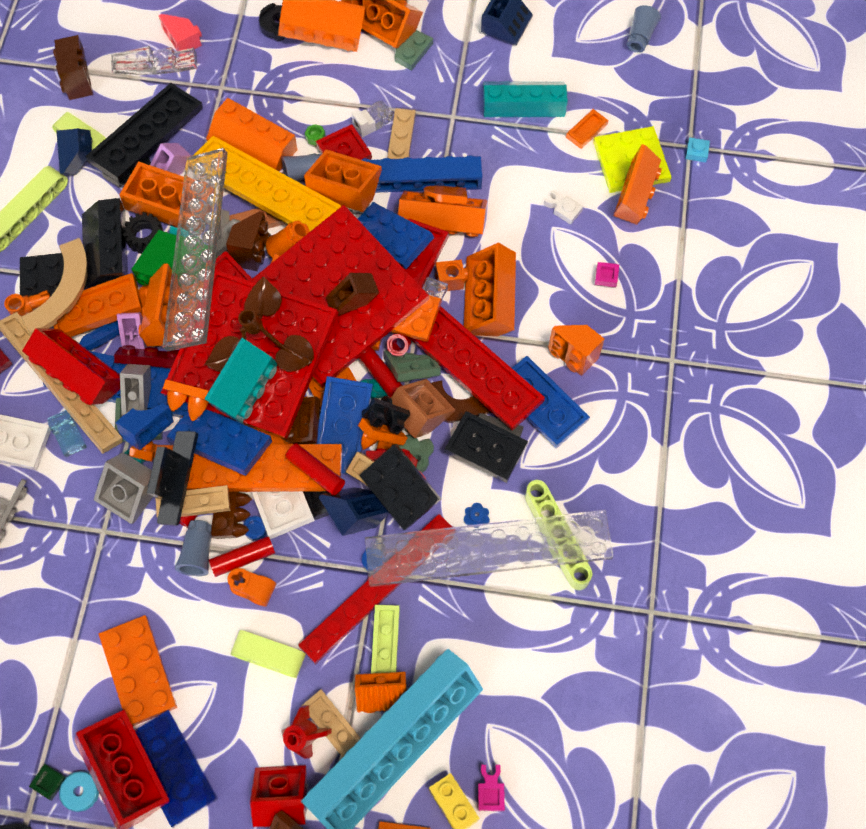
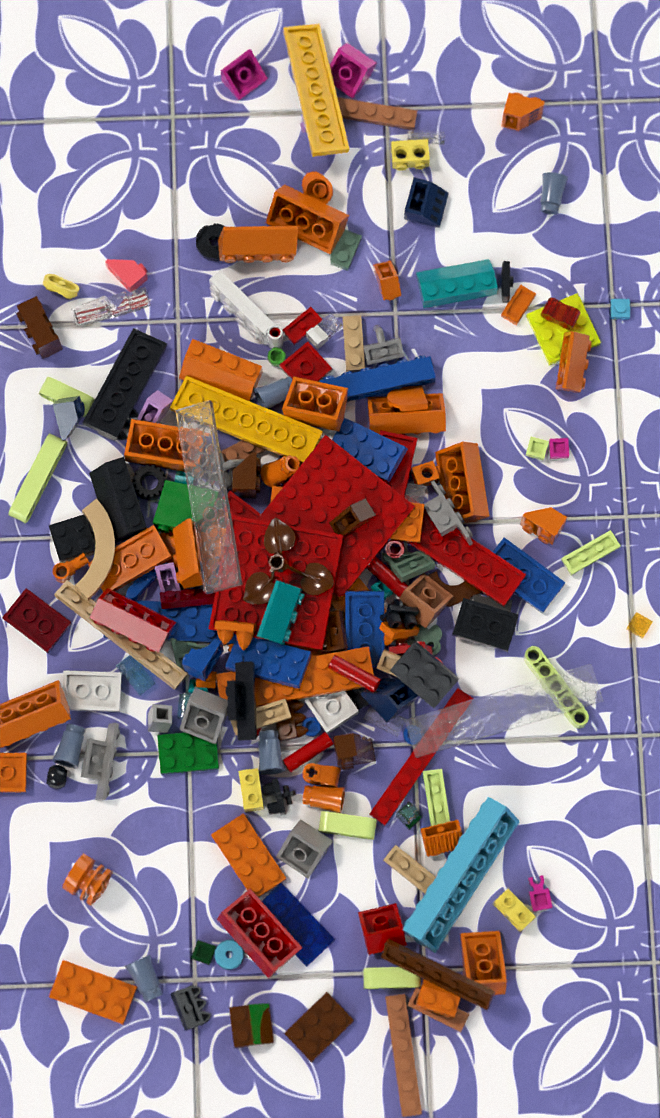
camera: 10 degrees left, 10 degrees up
(76, 483) = (159, 718): none -> light grey brick
(98, 532) = (186, 753): none -> green plate
(103, 31) = (60, 285): none -> light yellow plate
(135, 387) = (186, 630): light grey slope -> none
(161, 588) = (251, 790): none -> light yellow brick
(191, 593) = (274, 789): none -> black hips
(207, 672) = (304, 848): none -> light grey slope
(248, 614) = (324, 797): none -> orange plant
(292, 82) = (245, 310): none -> white hinge
(292, 562) = (353, 750): none -> reddish brown wedge
(303, 733) = (390, 880): red brick -> none
(341, 112) = (297, 328): none -> red plate
(346, 655) = (409, 815): none -> clear light blue leg
(352, 544) = (393, 726): none -> clear plate
(431, 145) = (383, 349): none -> light grey plate
(451, 83) = (387, 280): none -> orange slope
(462, 318) = (443, 516): none -> light grey bracket
(477, 508) = (483, 686): blue plant -> none
(565, 208) = (513, 389): white plate -> none
(578, 102) = (506, 281): none -> black plate
(582, 270) = (537, 448): none -> yellowish green plate
(625, 390) = (590, 552): none -> yellowish green plate
(630, 136) = (560, 313): none -> clear red axle
(670, 482) = (639, 625): none -> clear yellow plate

